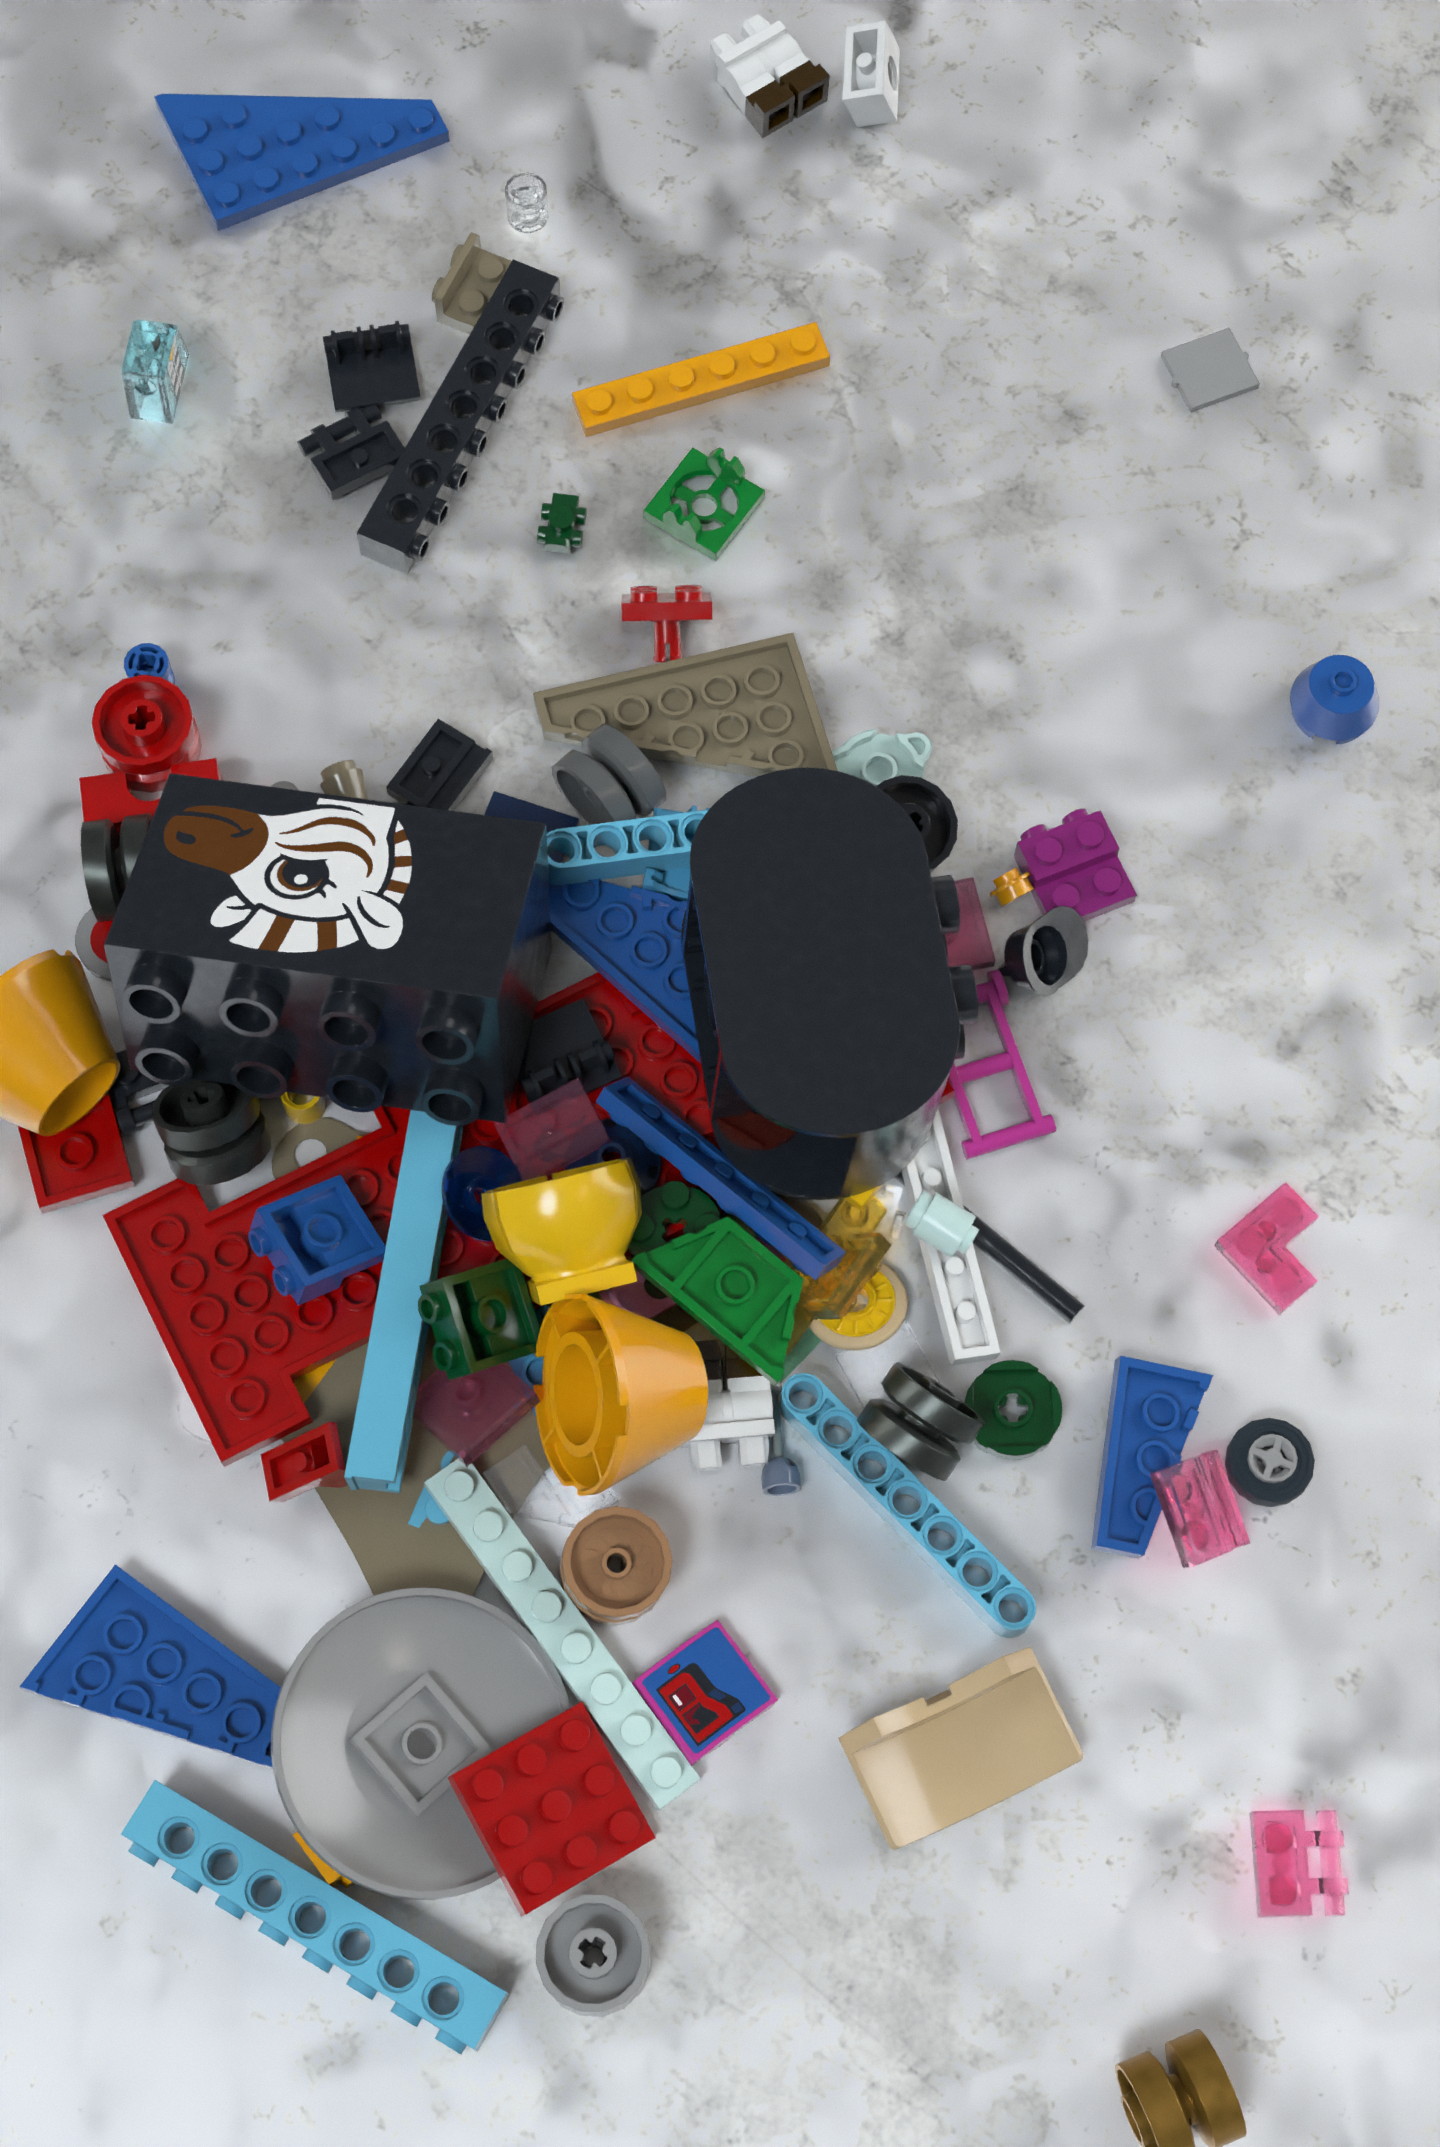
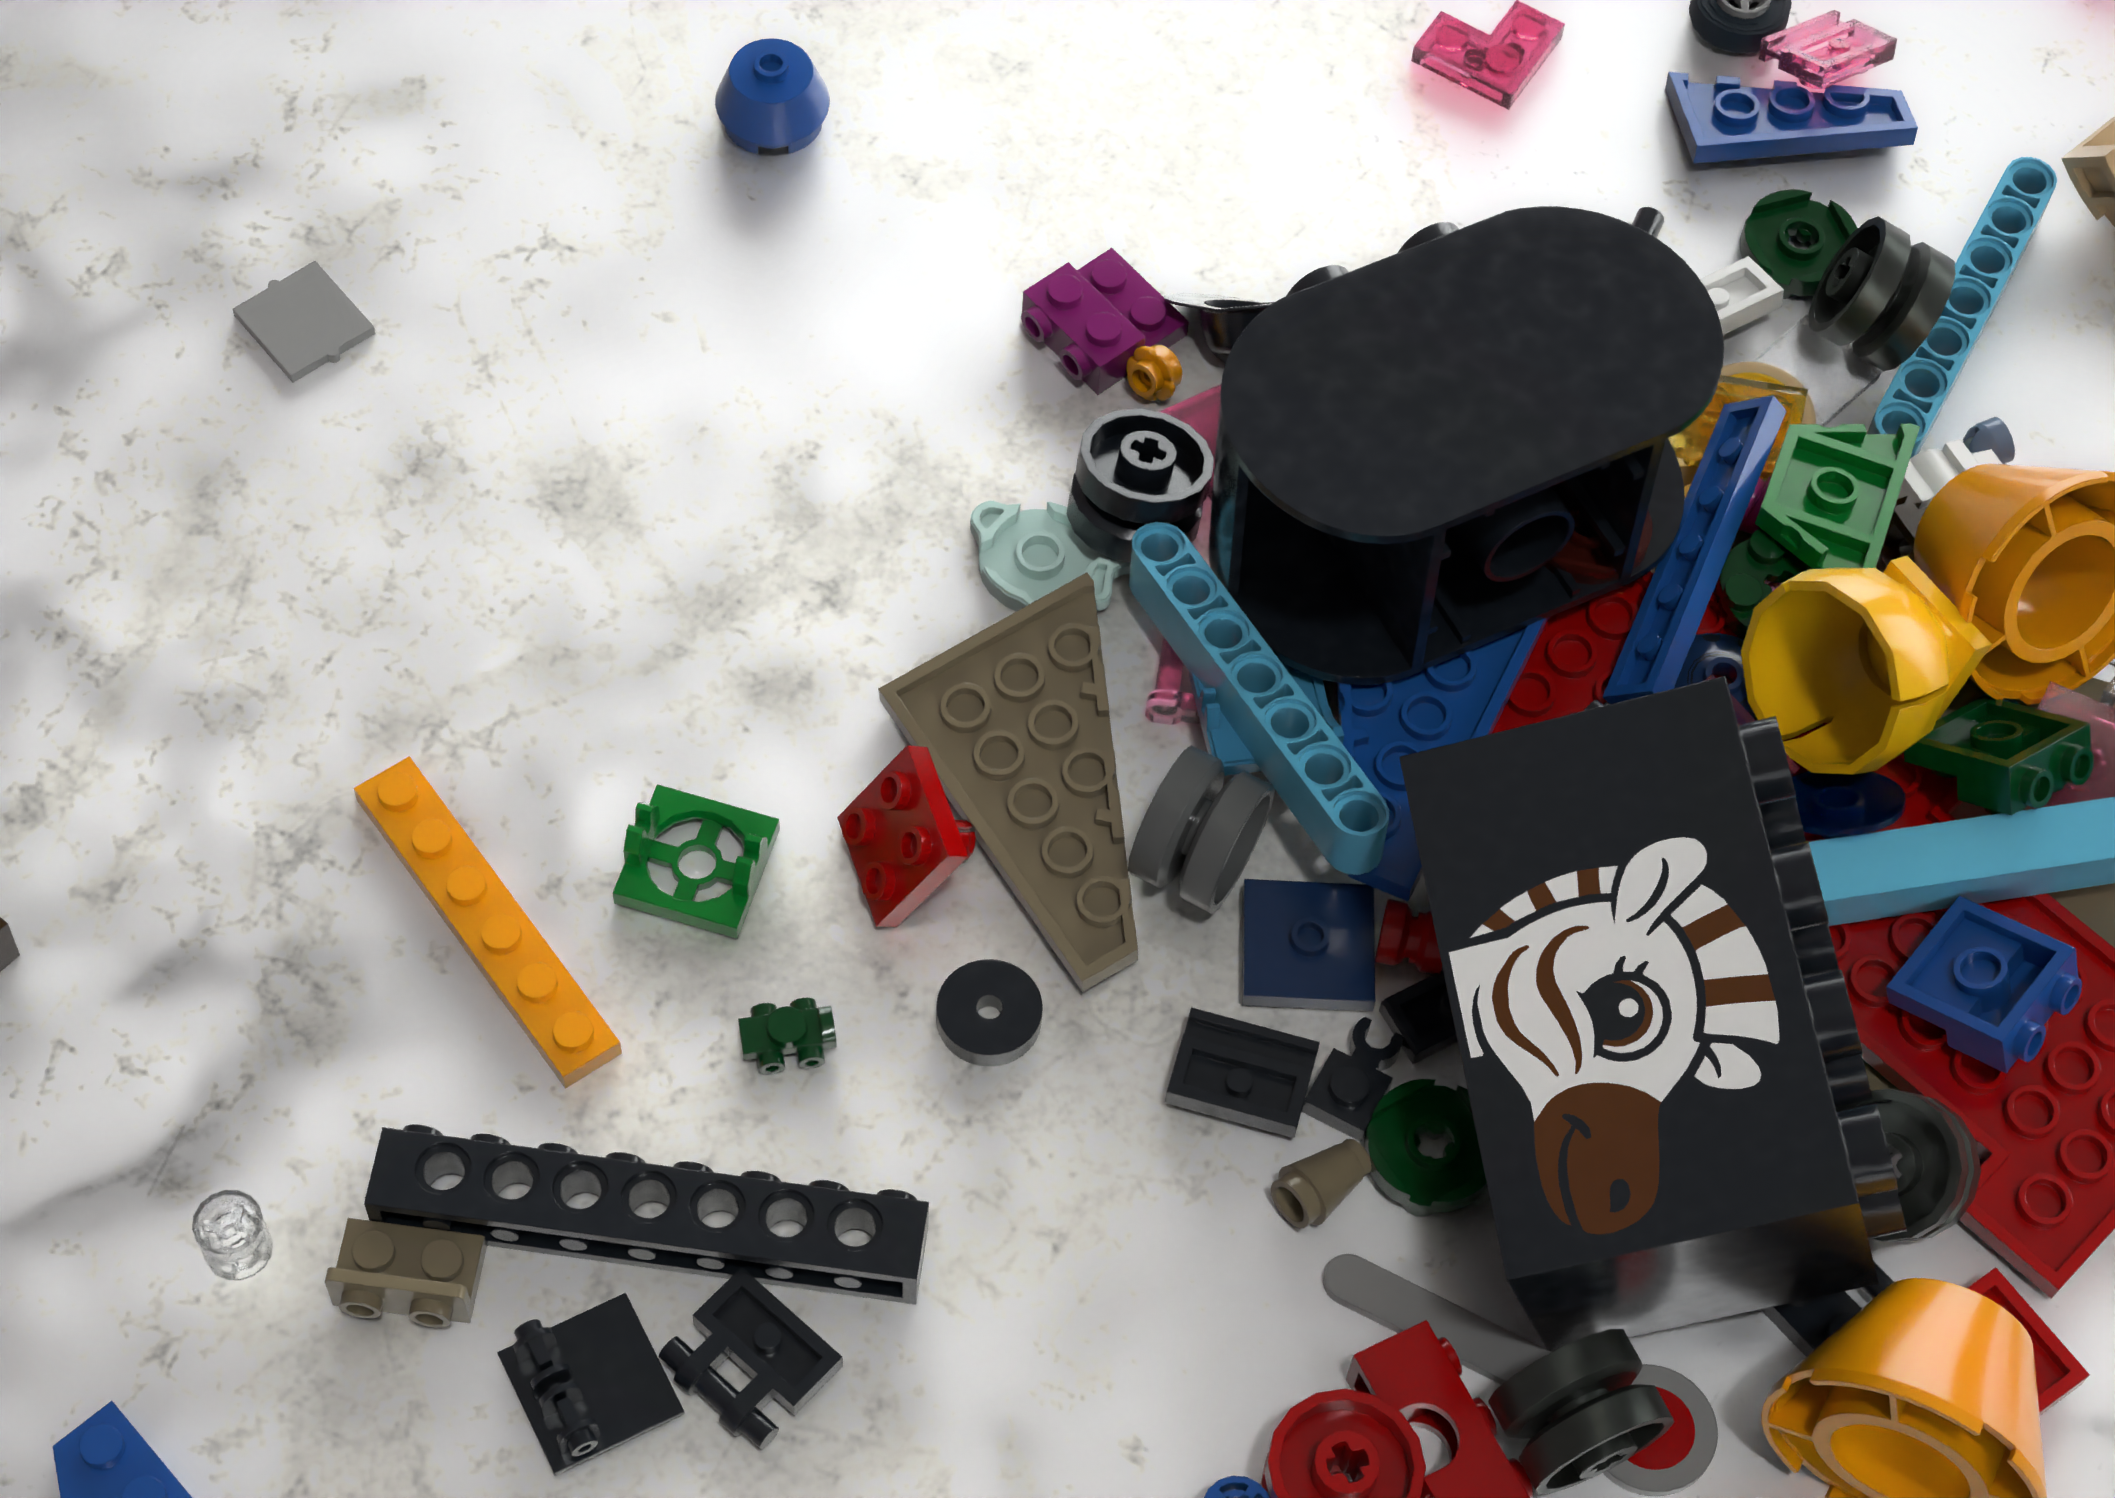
camera: 110 degrees left, 10 degrees down
(538, 625) = (982, 1039): none -> black piece

